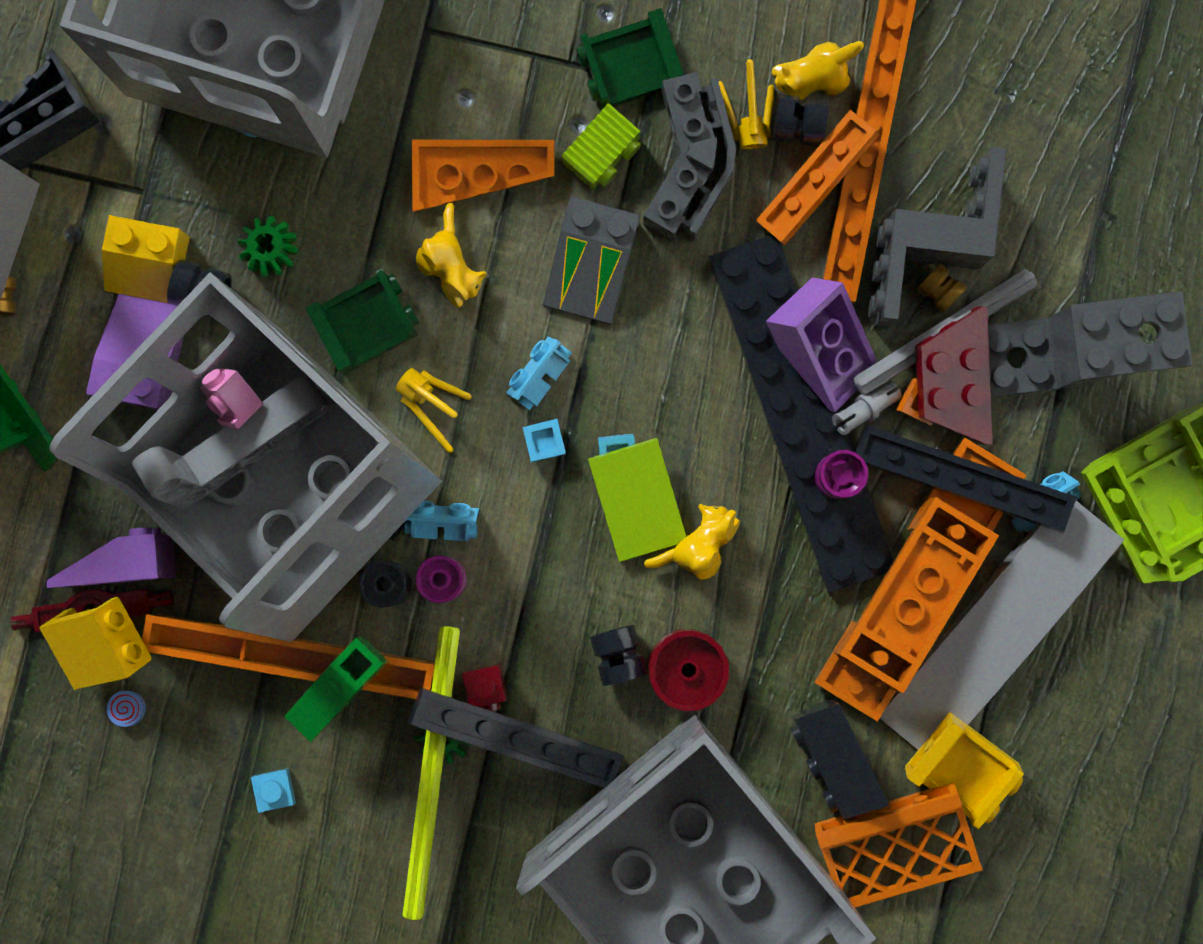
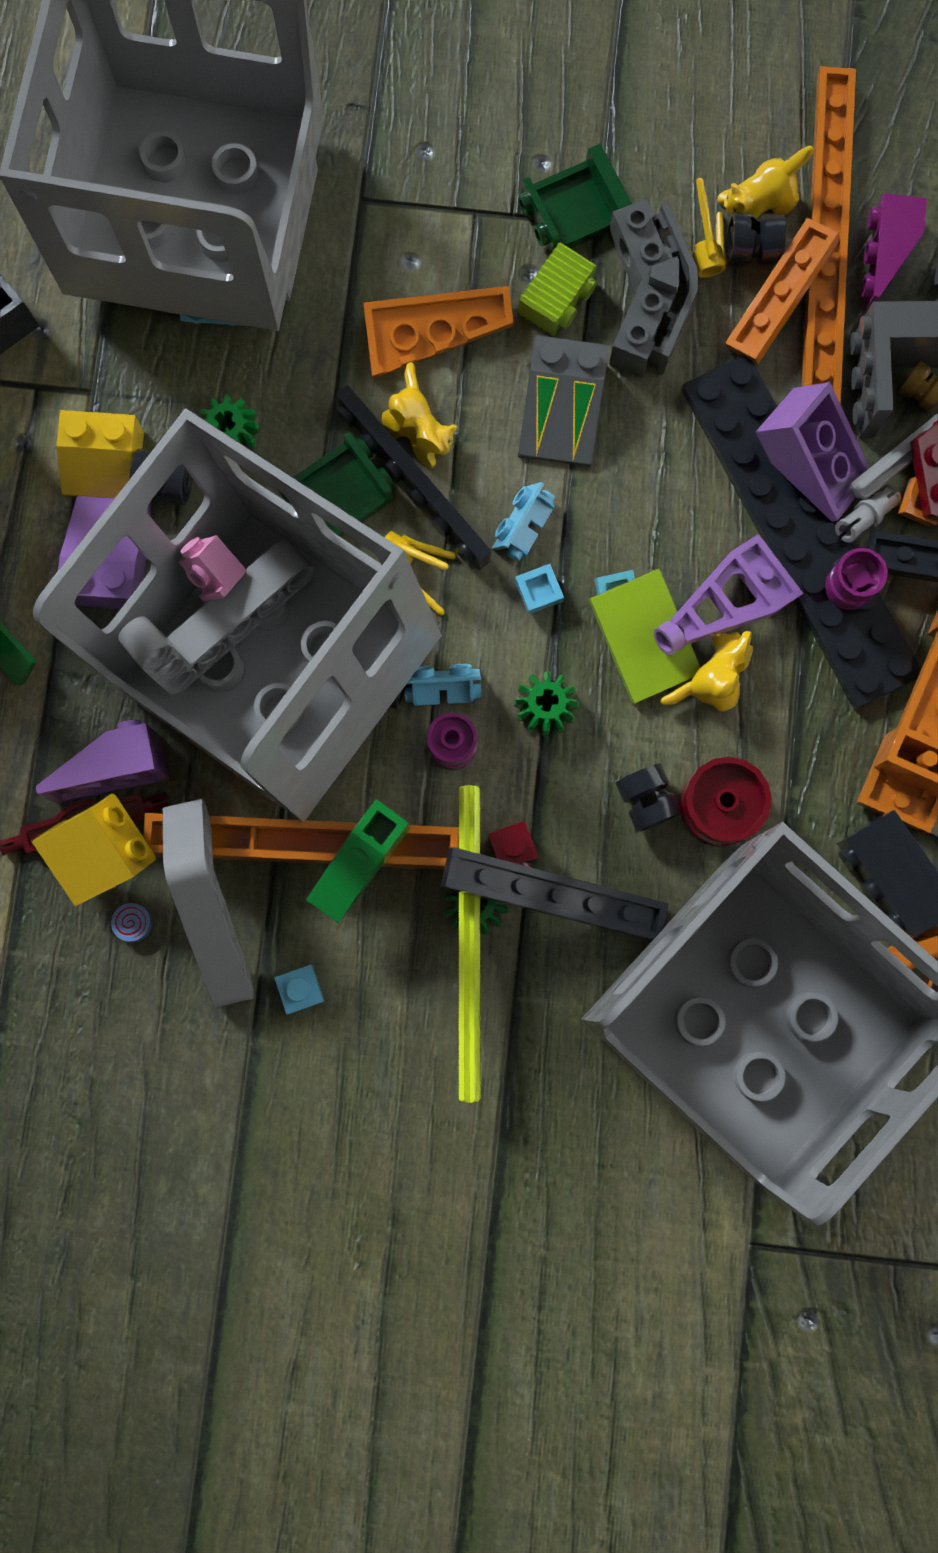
camera: 15 degrees left, 5 degrees down
(184, 706) = (202, 904): none -> light grey beam
(385, 584) = (394, 753): black wheel -> none
(429, 307) = (422, 490): none -> black plate
(528, 542) = (533, 696): none -> green gear
(758, 455) = (760, 573): none -> medium lavender plate
(938, 130) = (896, 230): none -> magenta slope

